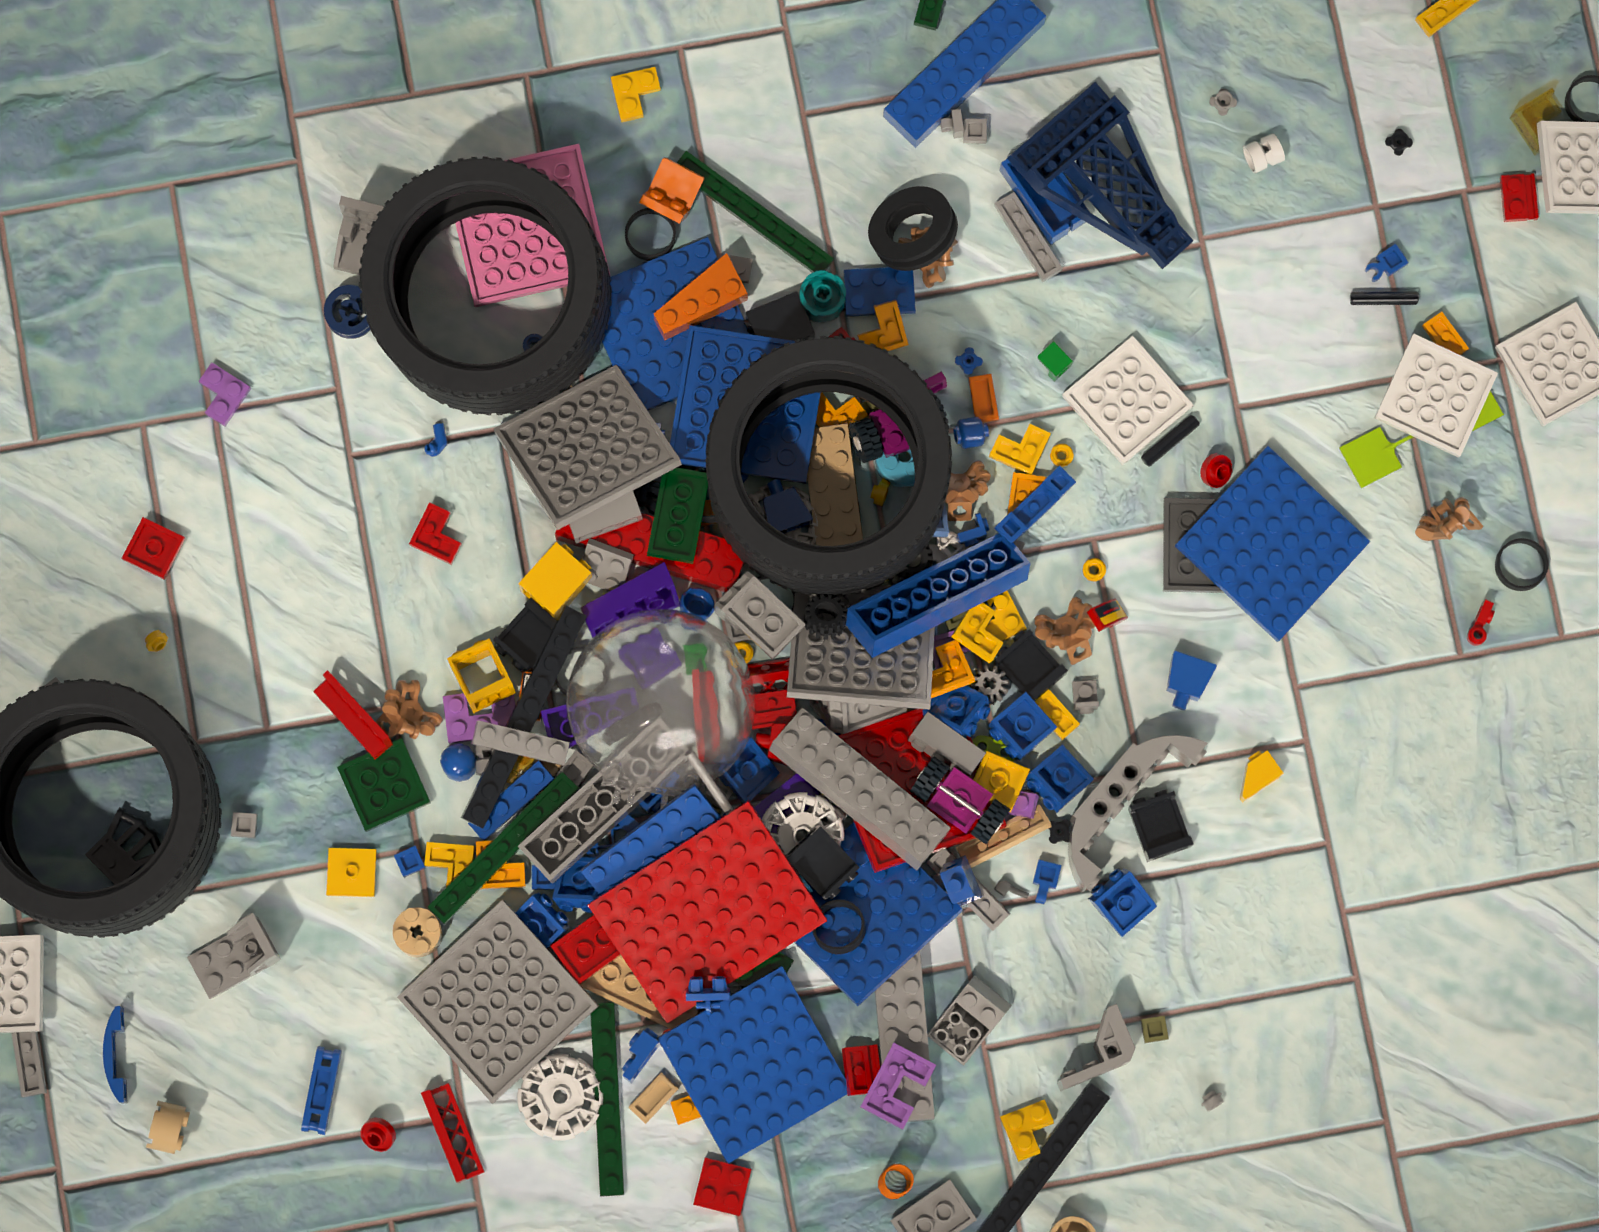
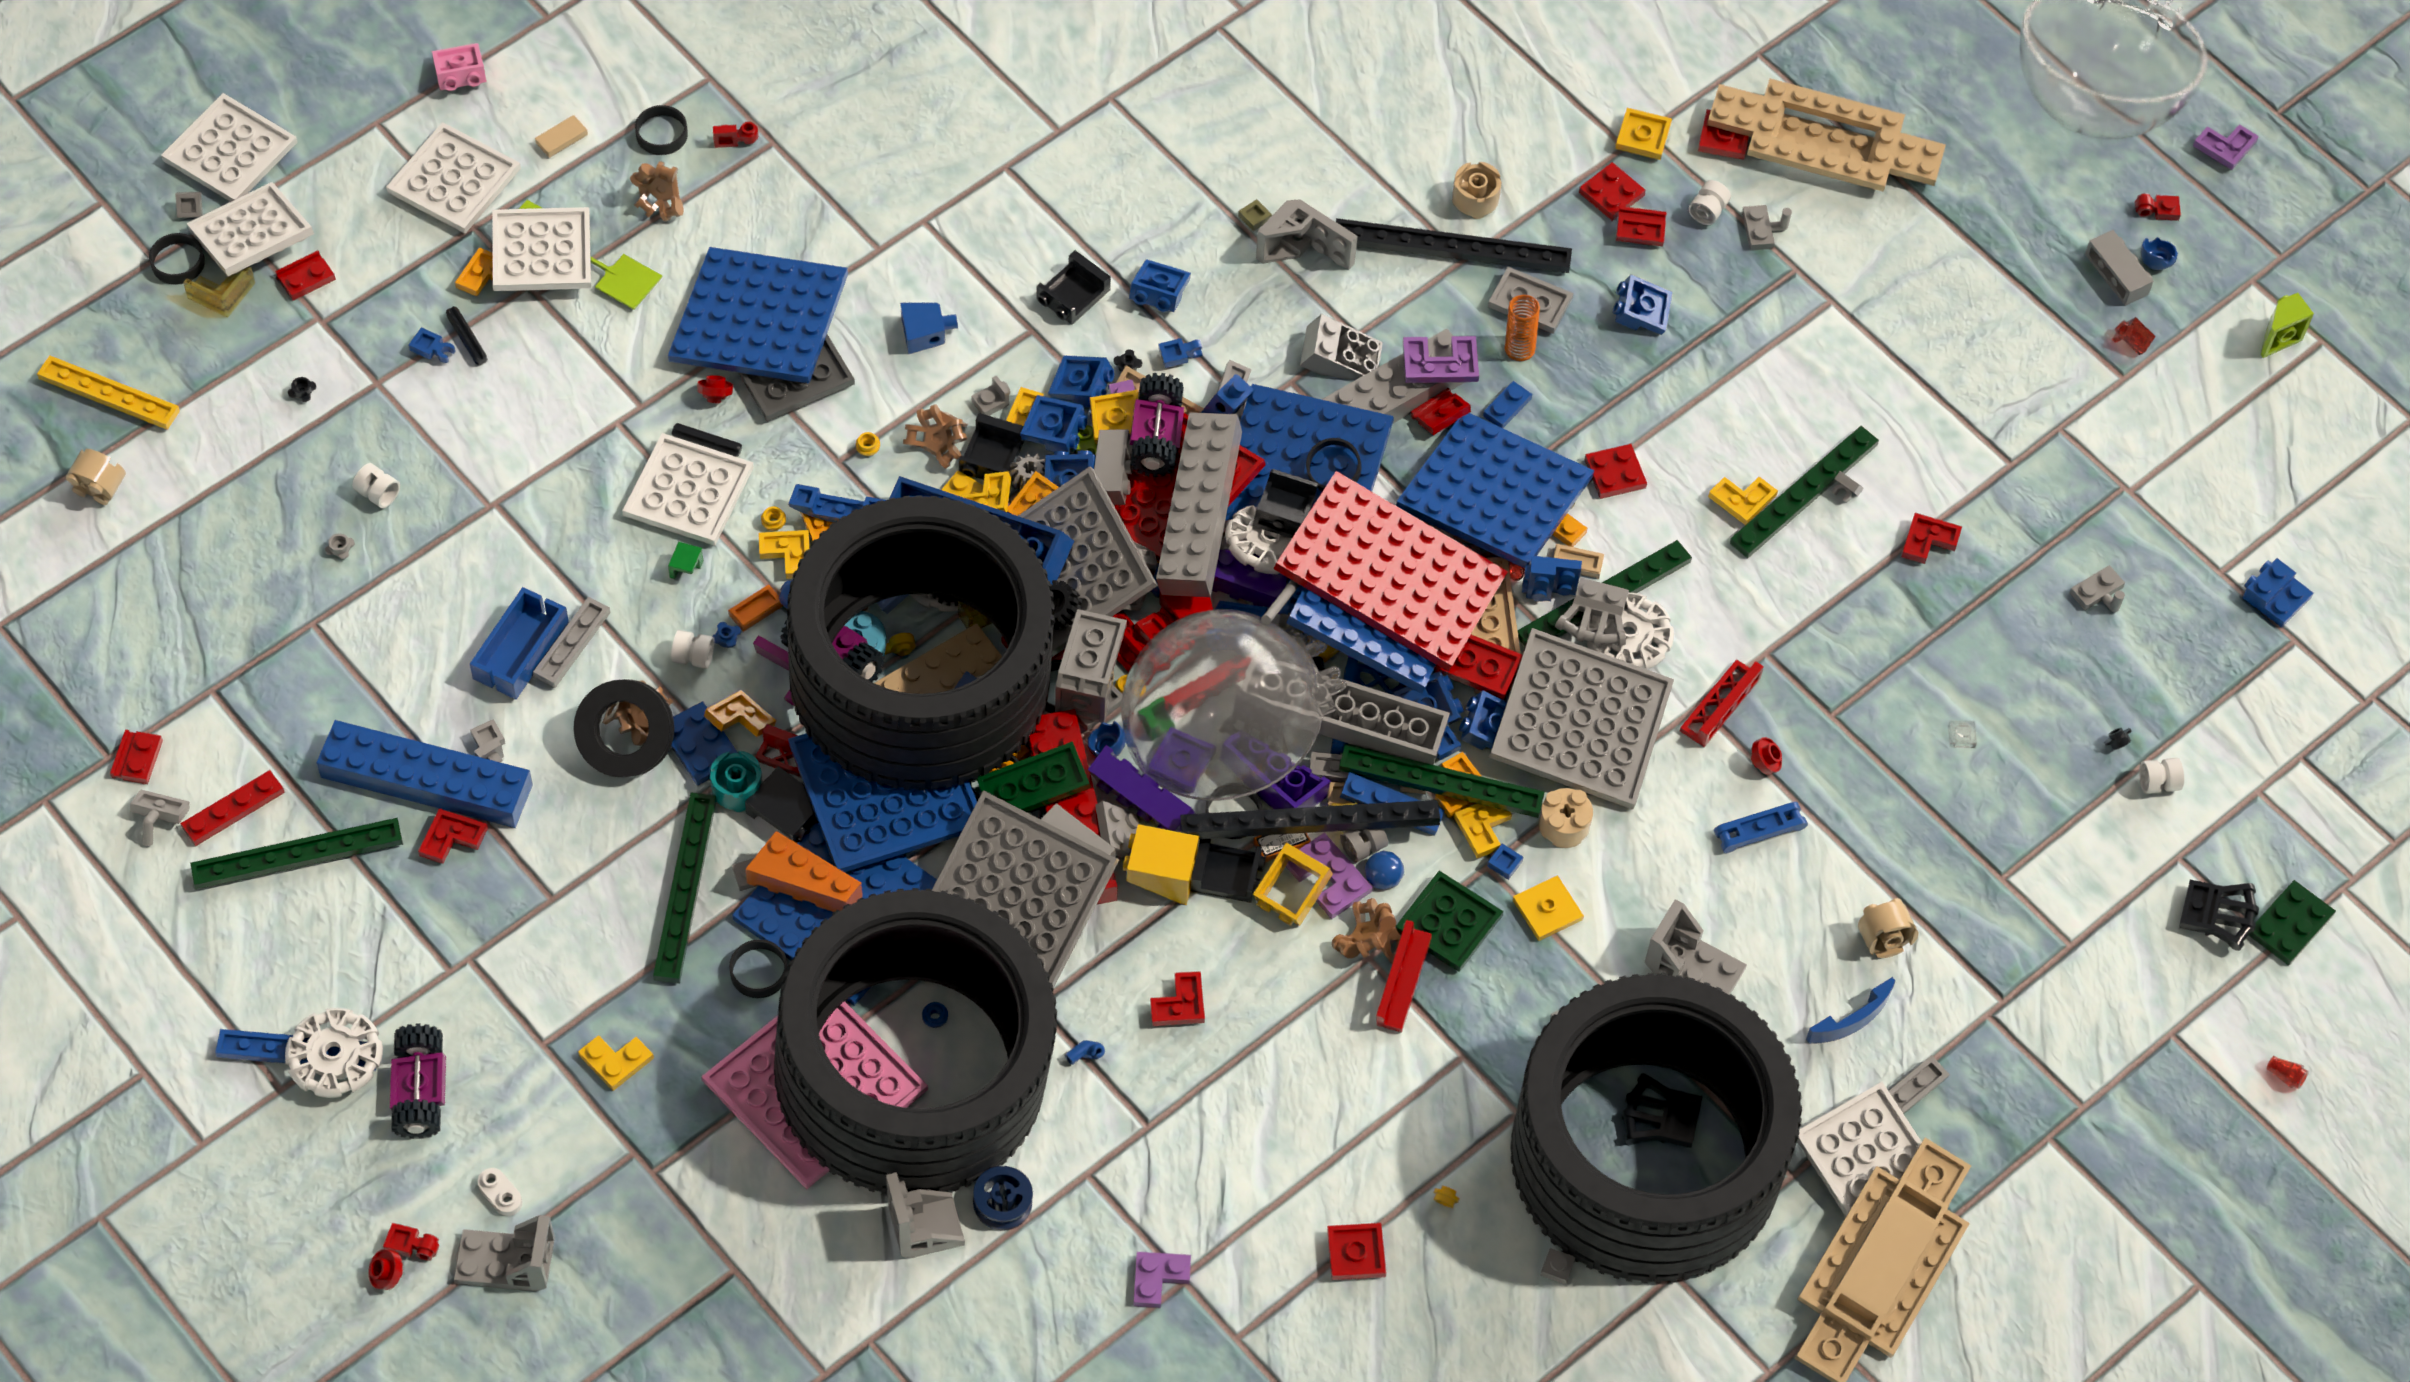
camera: 120 degrees left, 20 degrees down
(520, 743) = (1339, 802): light grey plate -> none
(597, 1085) = (1601, 601): none -> light grey plate
(672, 190) = (705, 965): orange bracket -> none
(697, 993) = (1465, 535): blue hips -> none
(839, 1134) = (1507, 405): none -> blue plate
(905, 62) = (450, 829): none -> red plate
(966, 324) = (693, 649): none -> white wheel
(1003, 887) = (1206, 382): dark grey hand -> none
(1020, 1127) = (1408, 273): yellow plate -> none
(1066, 139) = (484, 632): dark blue wing -> none
(1107, 614) = (907, 406): slope -> none
(1139, 761) = (1071, 328): light grey slope -> none
(1212, 1100) = (1287, 148): light grey plate -> none
(1258, 774) = (980, 236): yellow slope -> none
(1560, 477) = (561, 136): none -> tan tile

